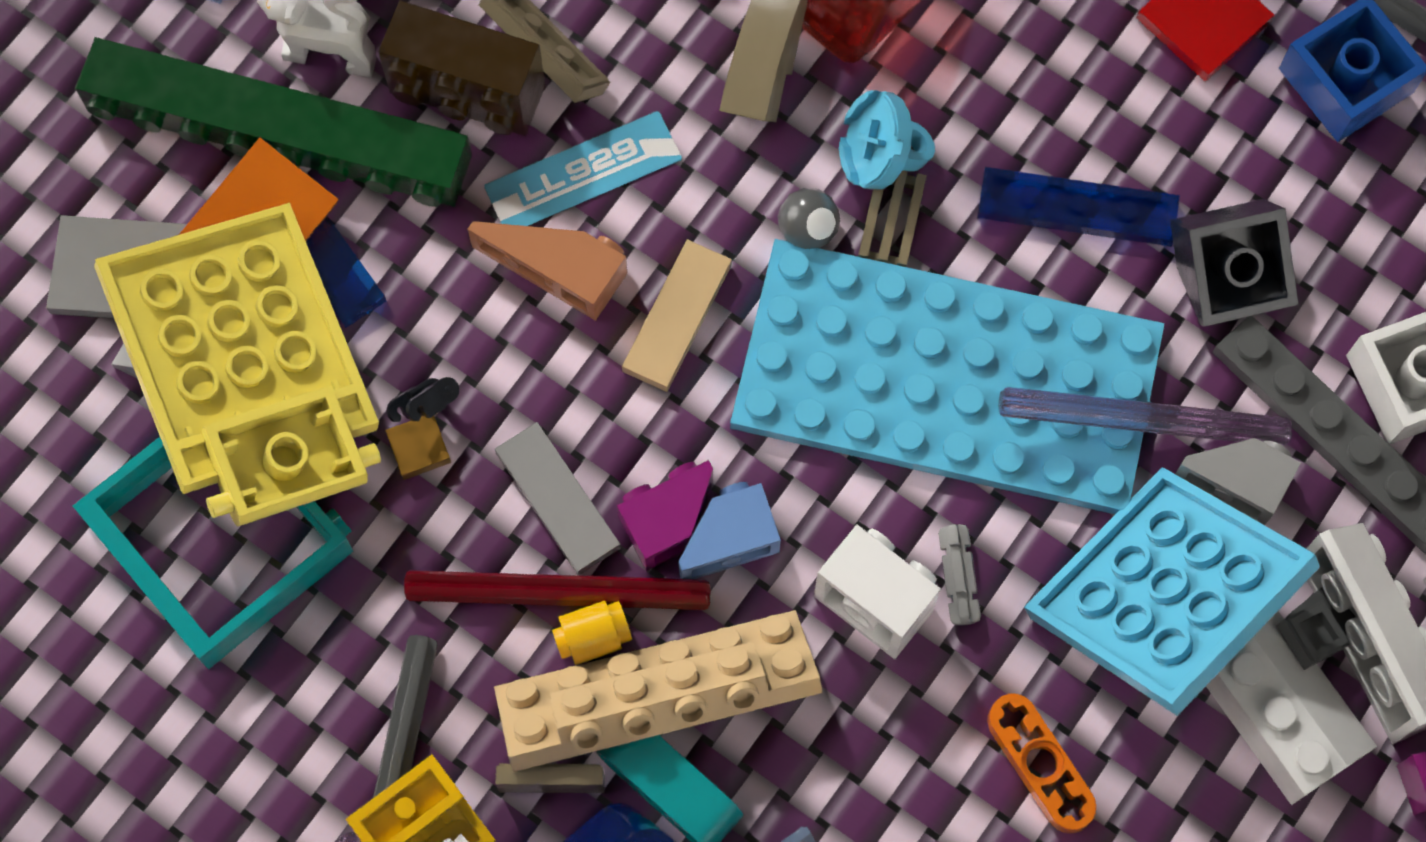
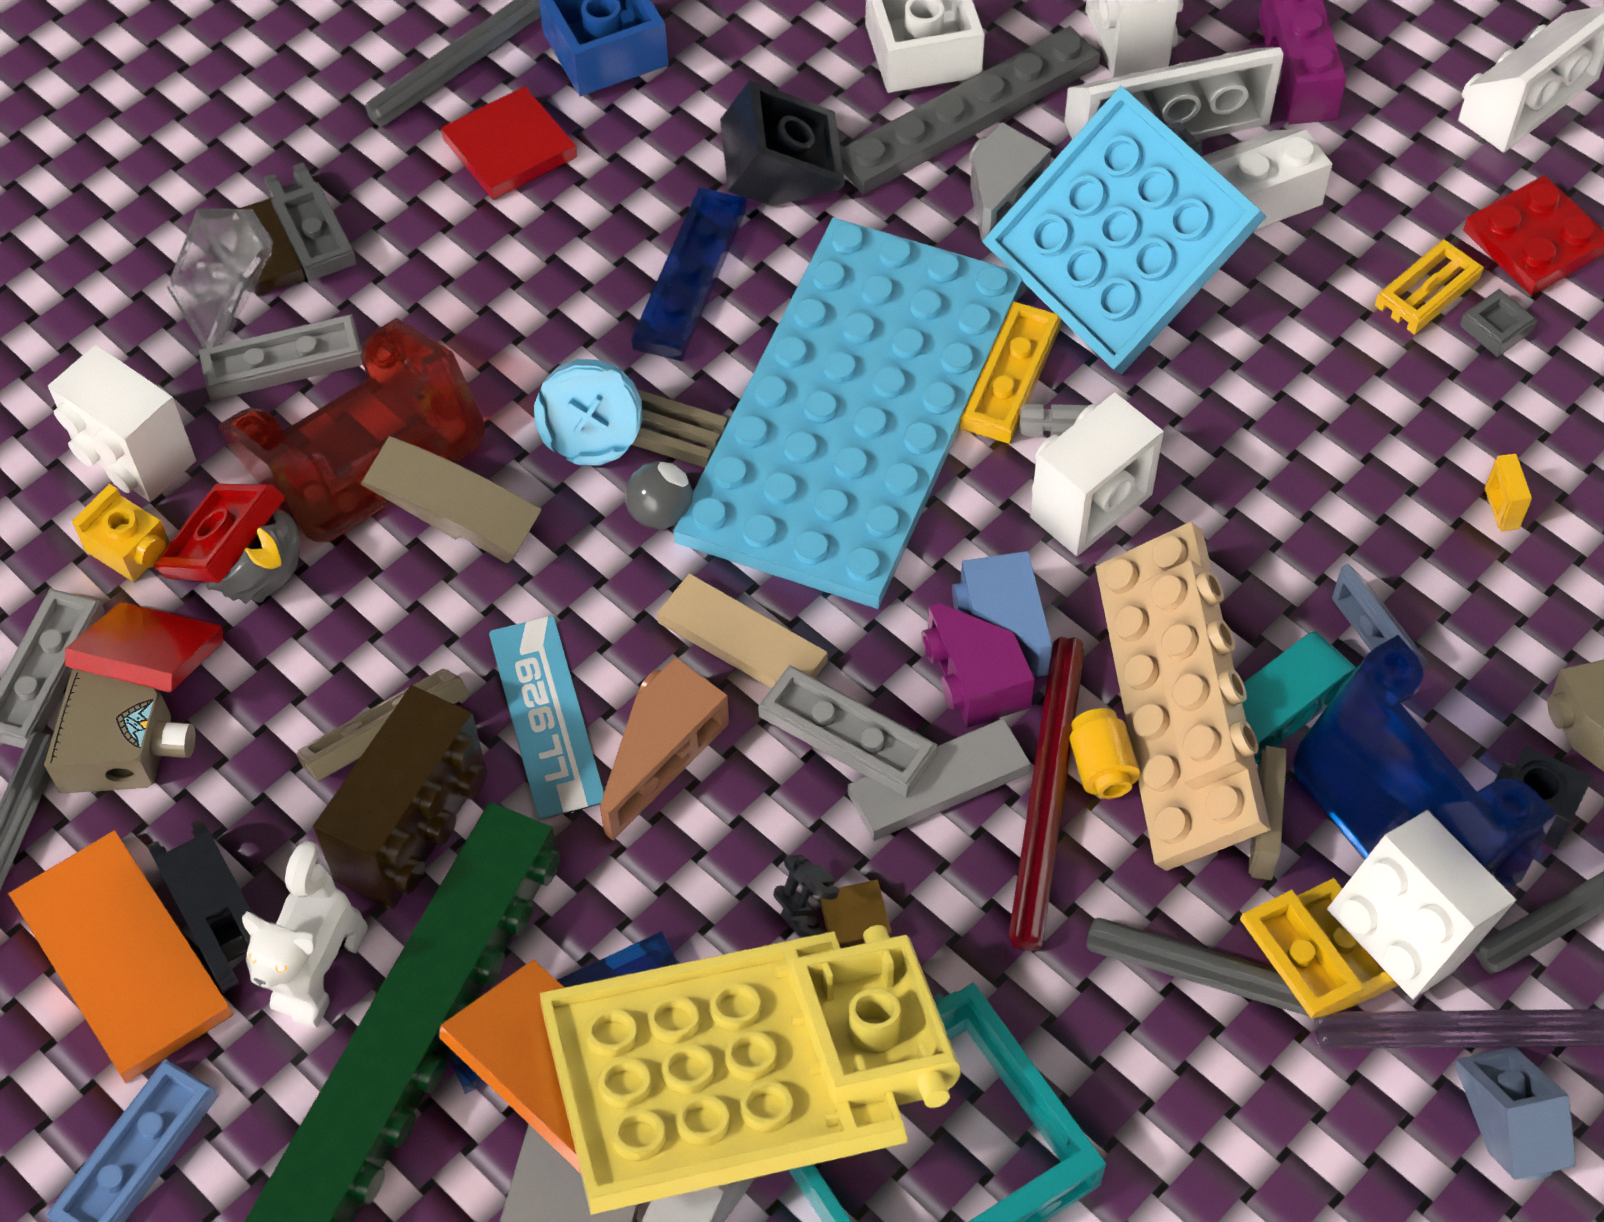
camera: 80 degrees left, 15 degrees down
(584, 412) = (848, 730): none -> light grey tile
(1009, 736) = (1261, 400): orange beam -> none
(1013, 514) = (1010, 372): none -> yellow tile
(1142, 416) = (934, 239): clear purple axle -> none

